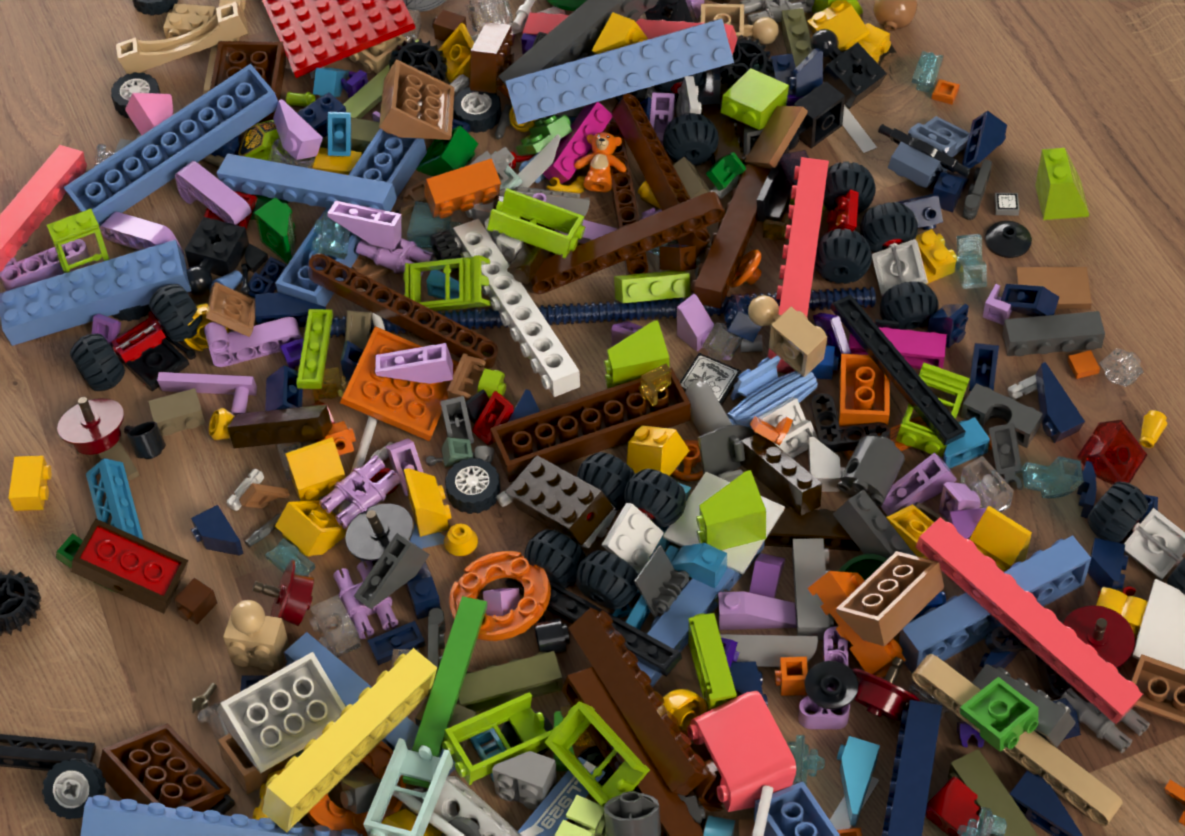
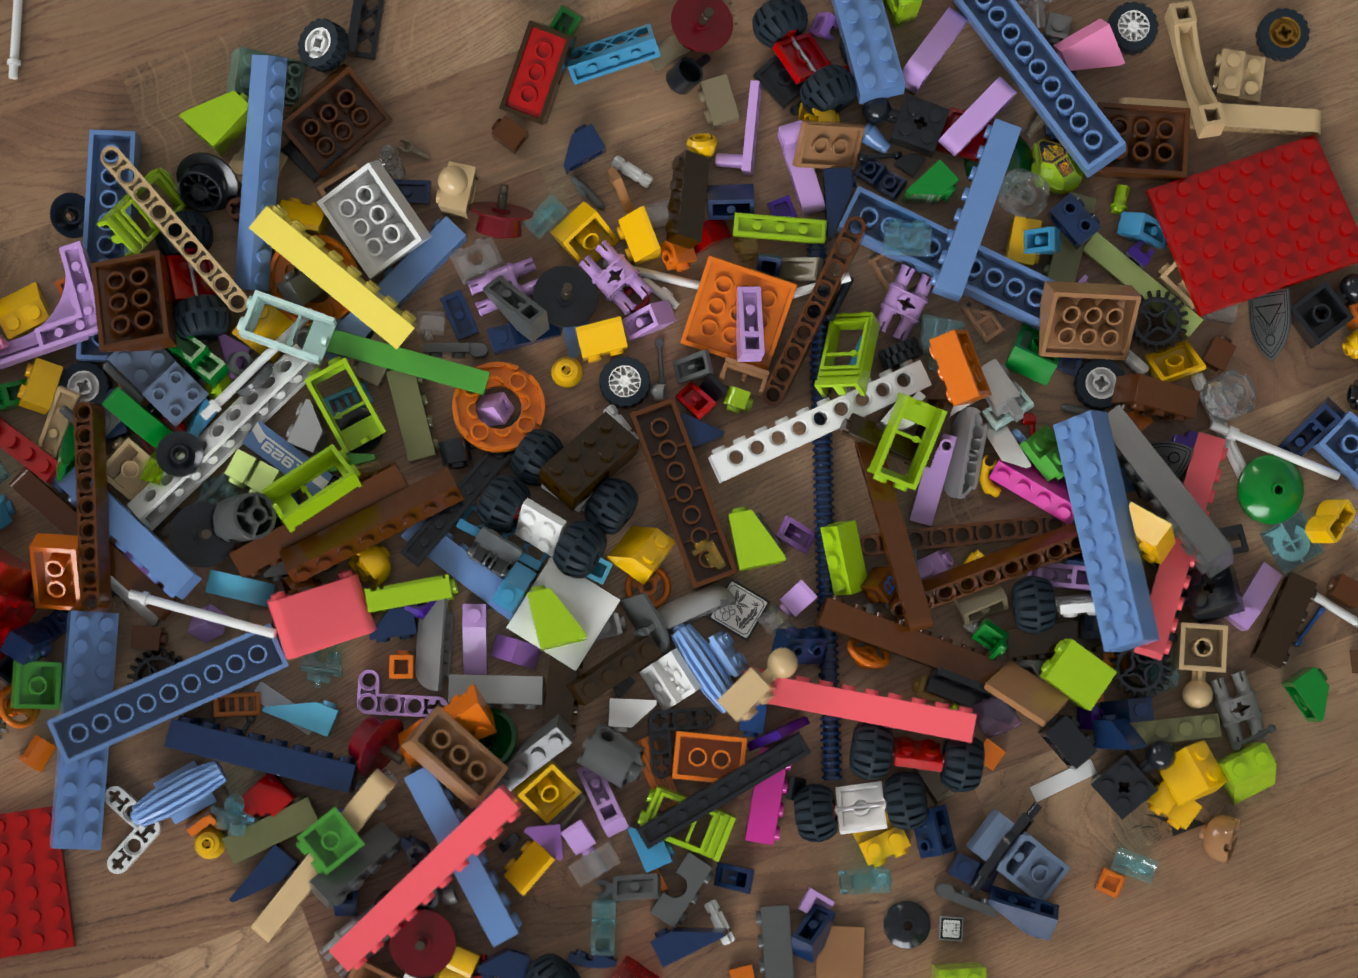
camera: 85 degrees right, 30 degrees up
(295, 133) = (1043, 196): lavender slope -> none
(371, 224) = (919, 272): lavender slope -> none
(456, 450) = (662, 367): sand green slope -> none
(601, 159) = (1008, 511): orange piece -> none
(774, 434) = (657, 662): orange tile -> none
(832, 675) = (369, 693): black dish -> none
(950, 320) = (789, 849): dark blue slope -> none

